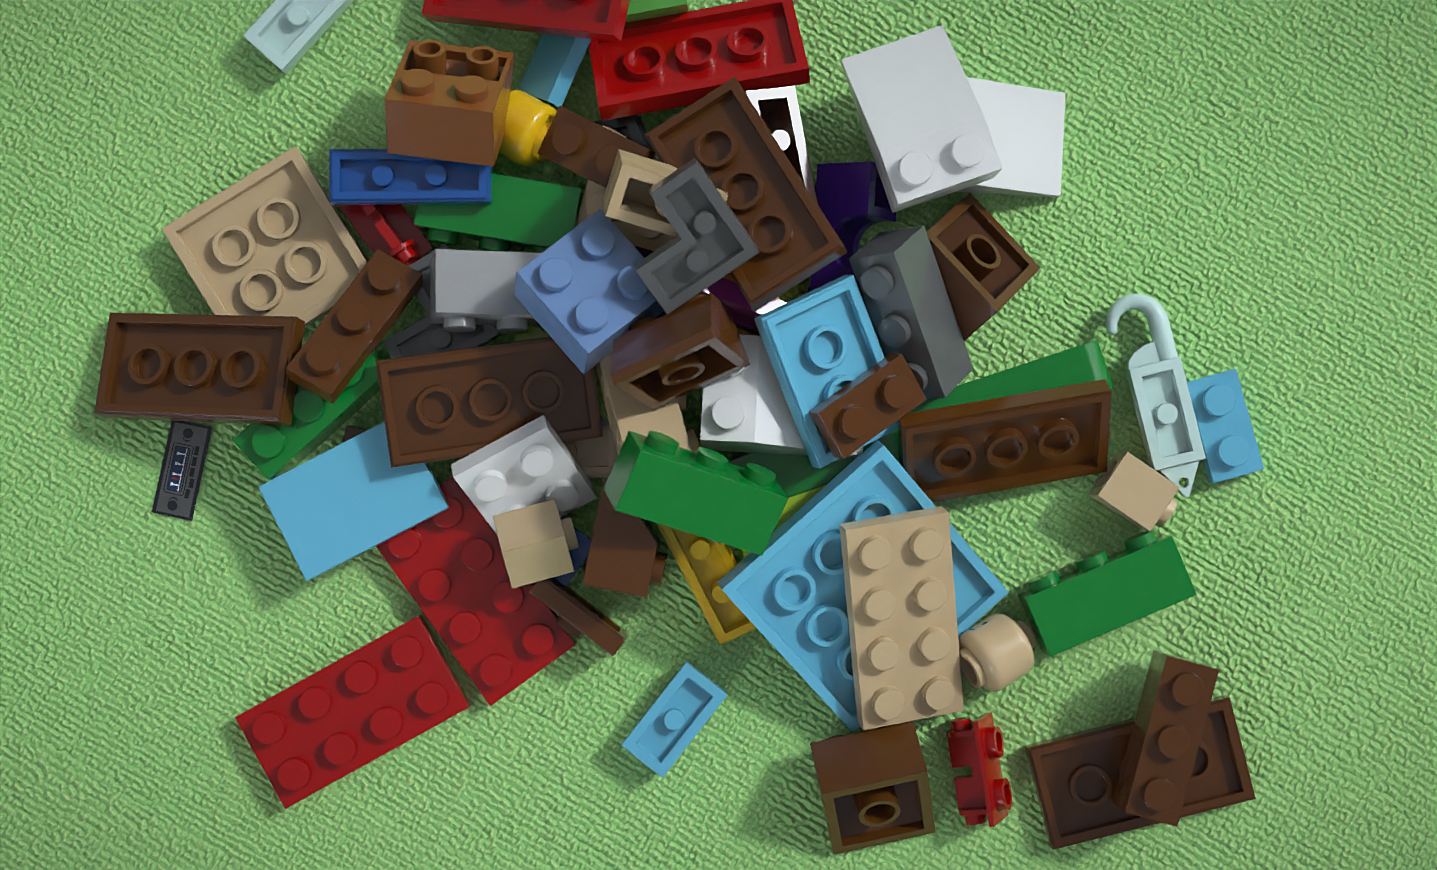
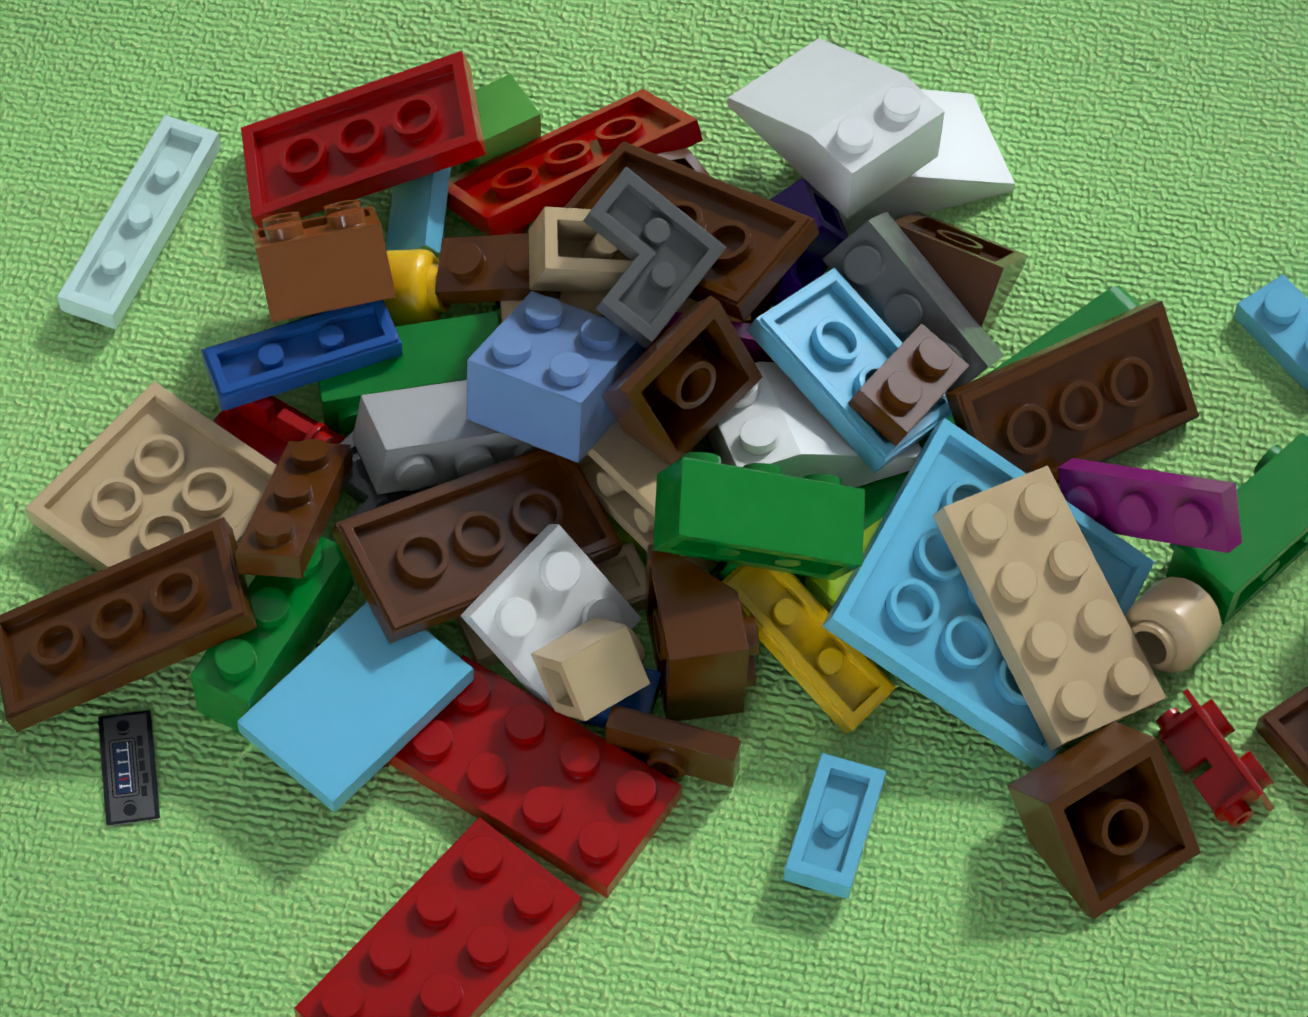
camera: 25 degrees left, 30 degrees down
(1018, 563) = (1155, 504): none -> magenta plate
(1135, 492) = (1240, 418): tan brick -> none
(1161, 395) = (1220, 326): light aqua plate -> none

